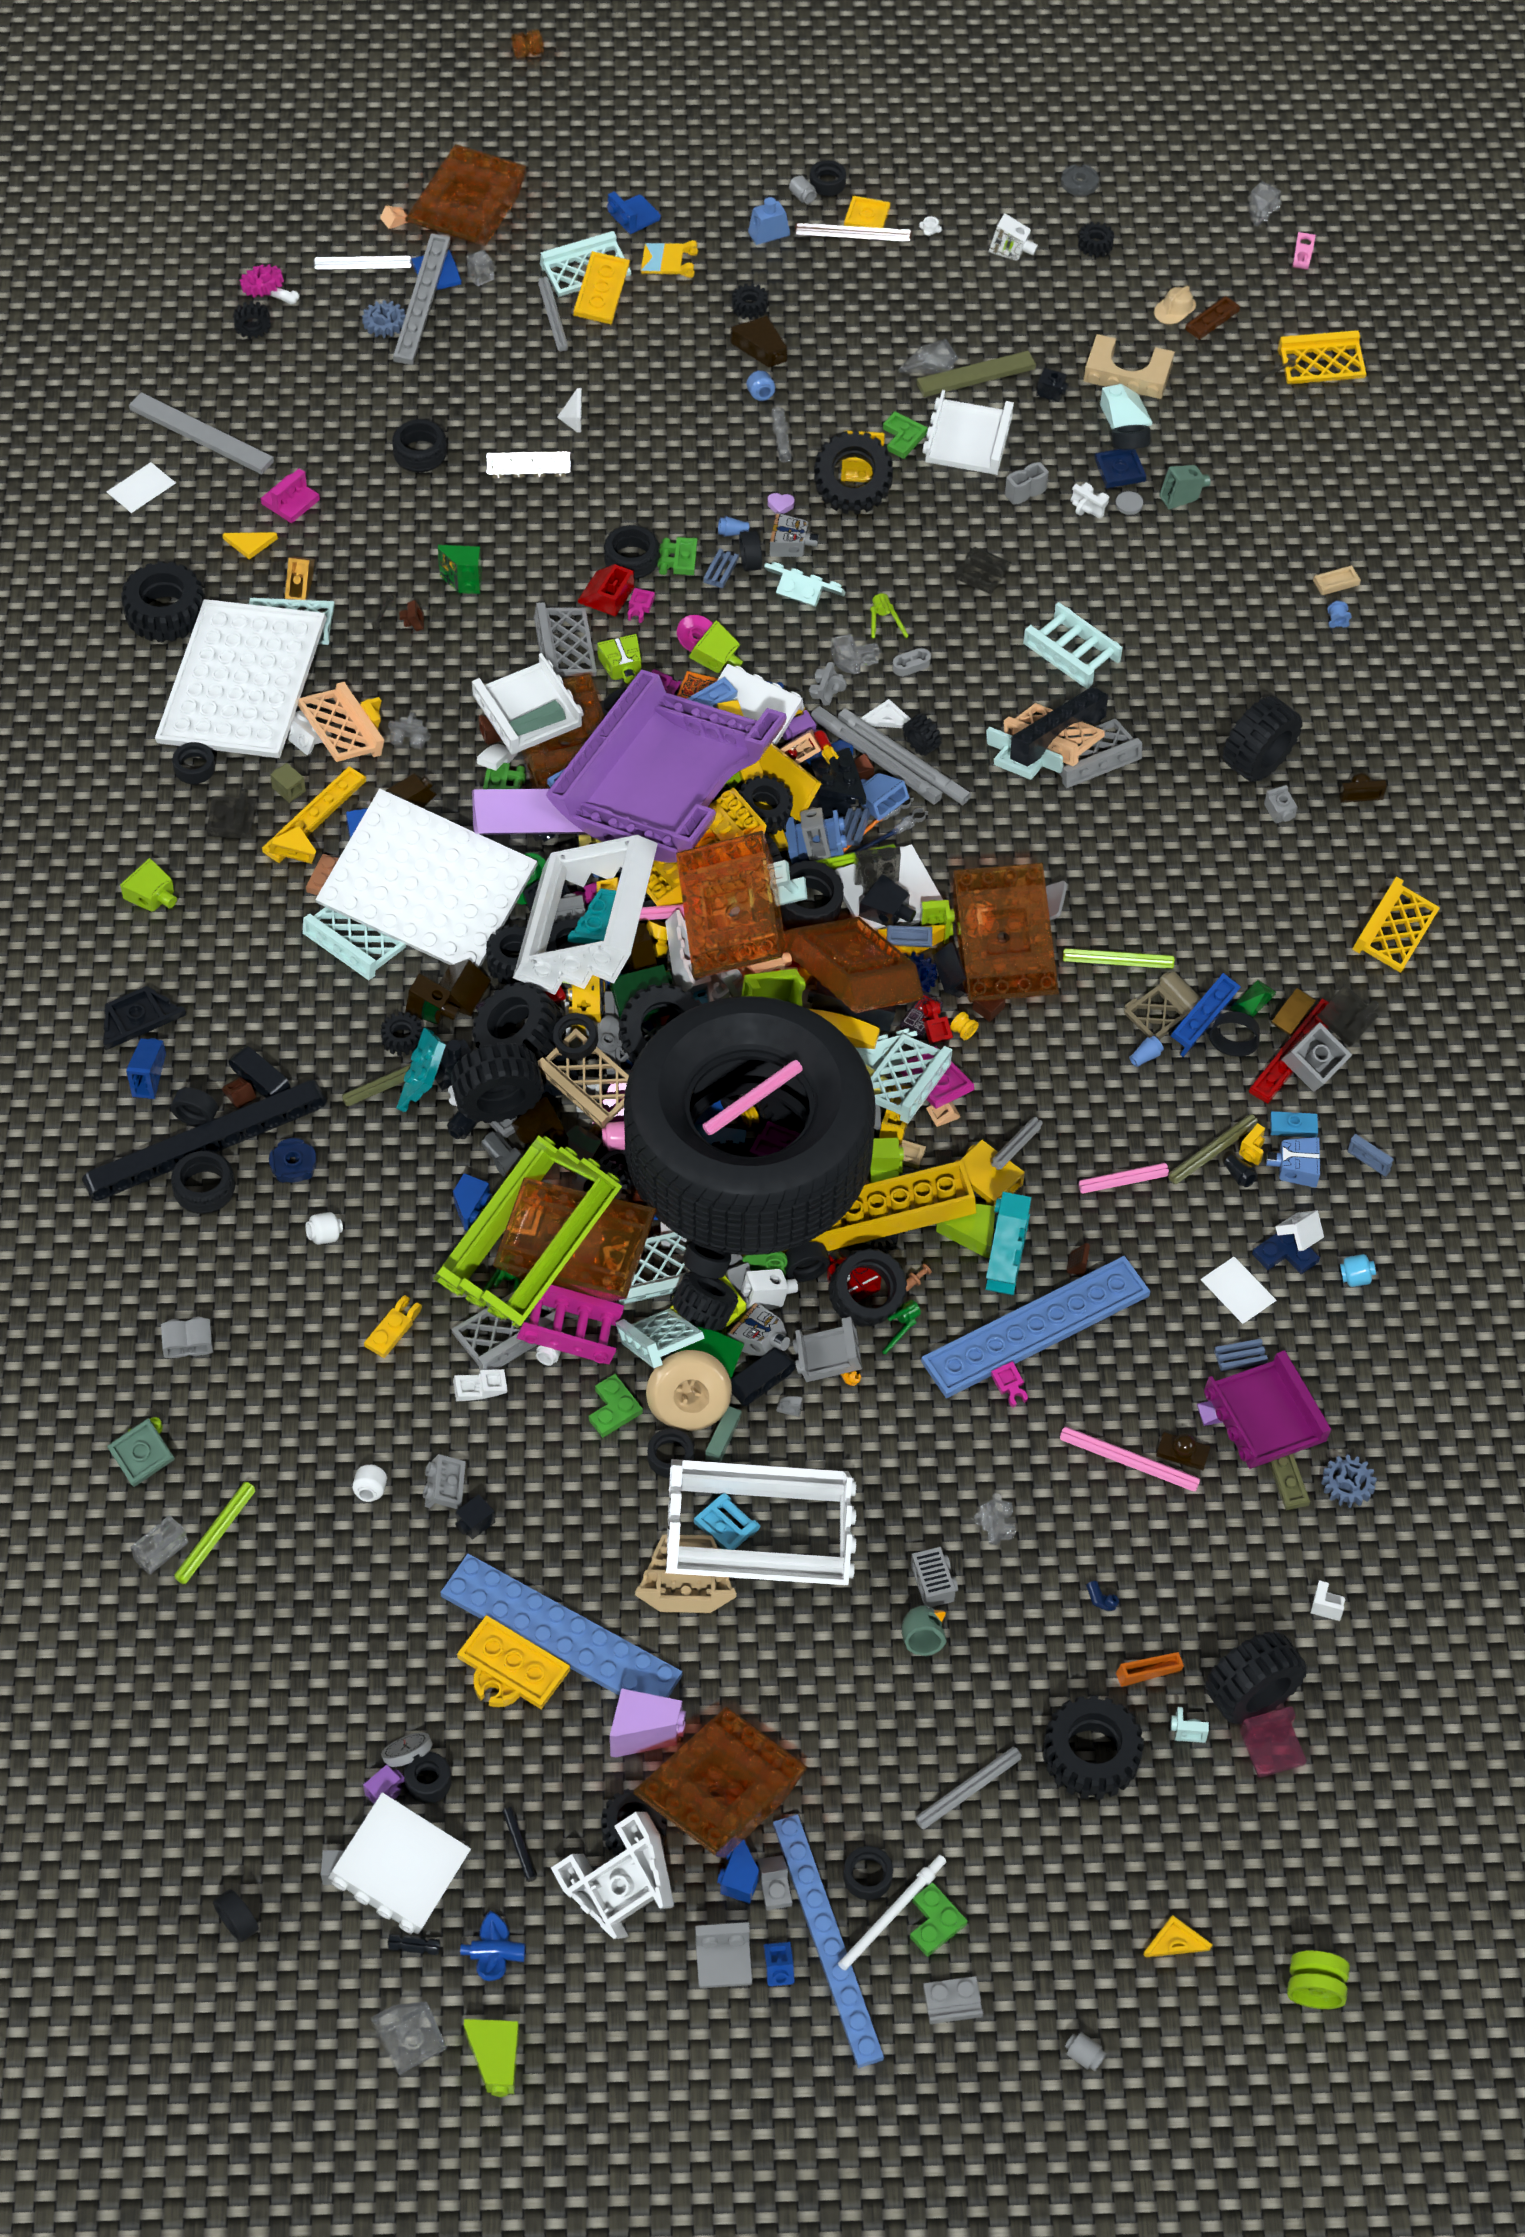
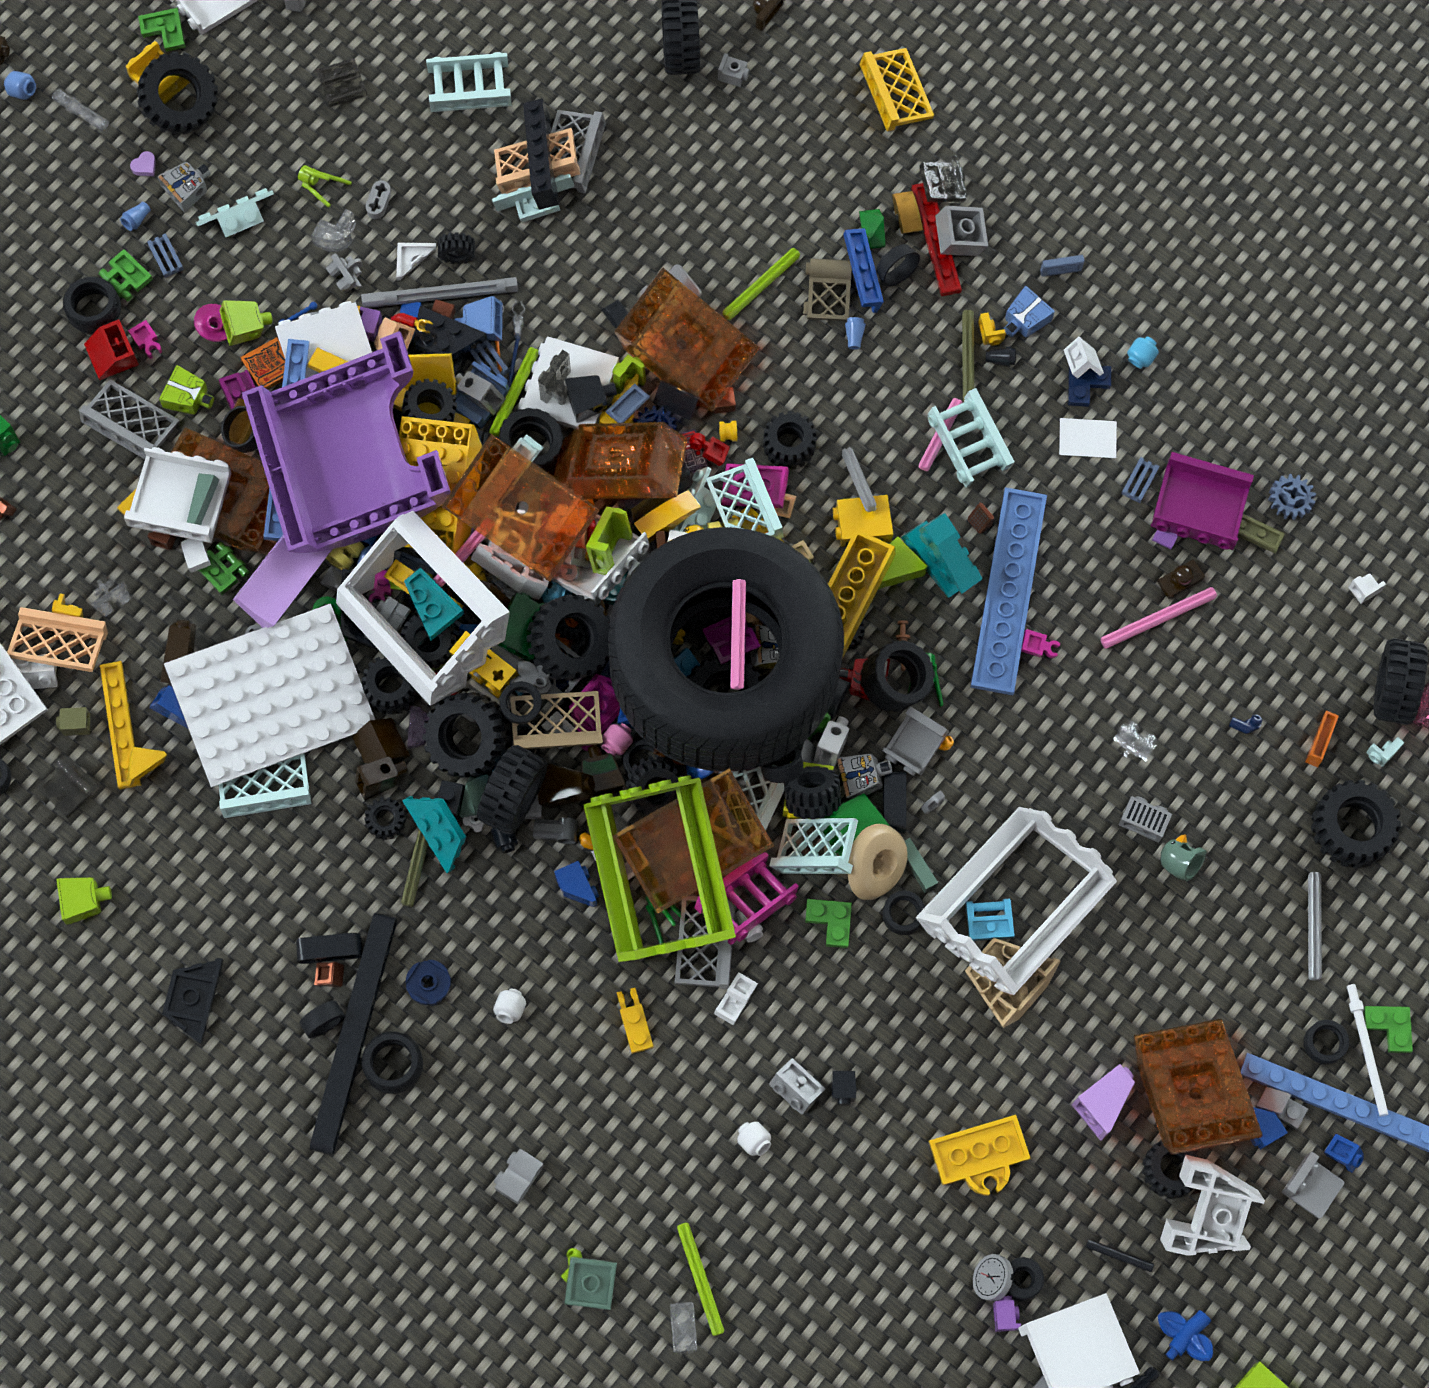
camera: 50 degrees left, 15 degrees up
(146, 1068) = (250, 1025): blue slope -> none
(321, 874) = (186, 761): nougat plate -> none
(558, 1630) = (981, 1100): medium blue plate -> none
(750, 550) = (175, 222): black tyre -> none
(905, 757) = (459, 275): light grey piece -> none
(1000, 1057) = (789, 425): none -> black tyre
(1153, 1213) = (983, 422): none -> light aqua fence
(1293, 1124) = (993, 291): dark azure plate -> none

